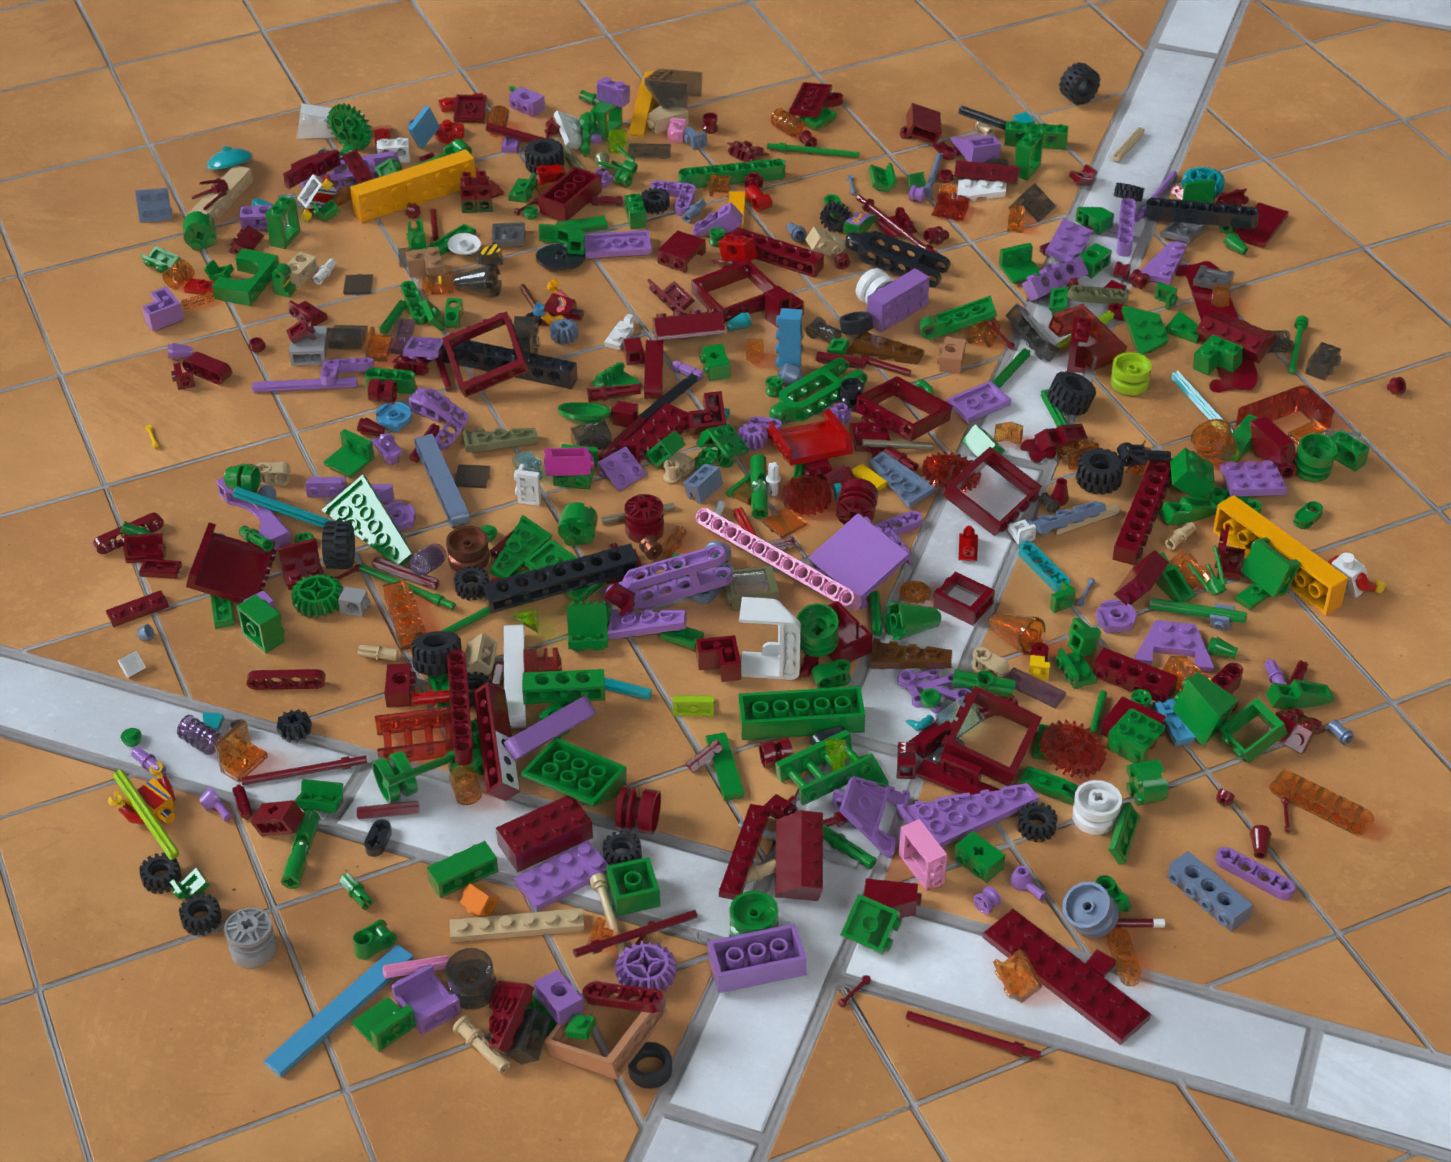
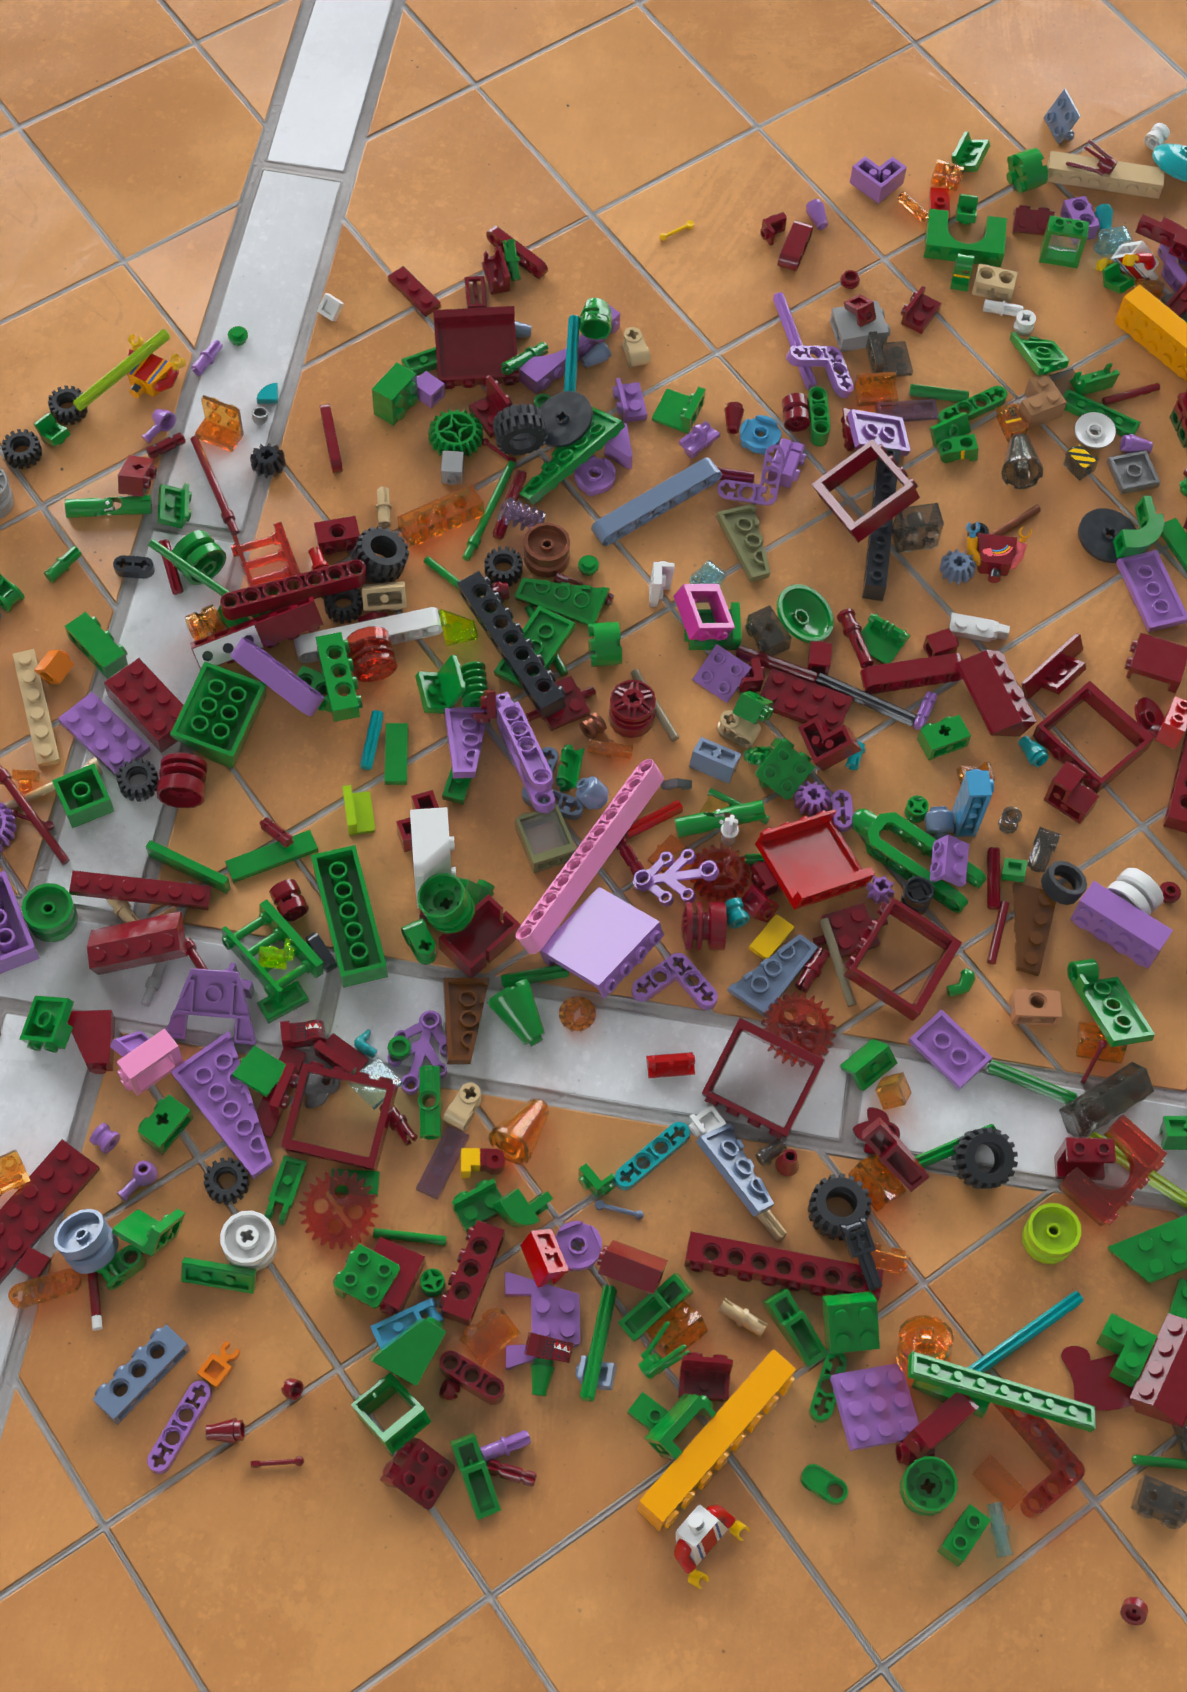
camera: 75 degrees right, 20 degrees up
(145, 633) = (374, 310): sand blue hinge -> none
(195, 167) = (1157, 135): none -> white wheel
(198, 734) = (241, 385): clear purple piece -> none
(331, 509) = (575, 426): none -> black piece
(345, 262) = (1024, 322): none -> white wheel
(358, 284) = (992, 347): clear smoke piece -> none
(381, 255) = (1041, 354): none -> green wing
(412, 210) = (1146, 364): dark red plate -> none
(472, 476) = (682, 532): clear smoke piece -> none
(484, 229) = (1132, 443): none -> medium lavender cone
(641, 674) = (396, 754): none -> green tile
(724, 820) = (188, 866): none -> green tile
(781, 807) = (217, 918): dark red bracket -> none
(807, 517) = (673, 875): none -> medium lavender plant
(830, 368) = (949, 860): none -> medium lavender bracket
(840, 842) = (172, 983): green pin -> none
(902, 867) = (129, 1042): none -> medium lavender tile
(939, 786) = (259, 1071): none -> green piece
(963, 598) = (572, 1067): dark red window -> none
(1088, 863) = (147, 1232): none -> green bracket
(1126, 632) = (544, 1257): none -> red hinge
(1146, 782) = (288, 1292): green brick -> none
(1203, 635) = (548, 1348): none -> dark red leg
(1203, 842) = (217, 1367): none -> orange plate
(1250, 407) = (1001, 1391): none -> green tile
(1322, 802) = (295, 1503): clear orange beam -> none
(1344, 735) = (419, 1527): sand blue pin -> none

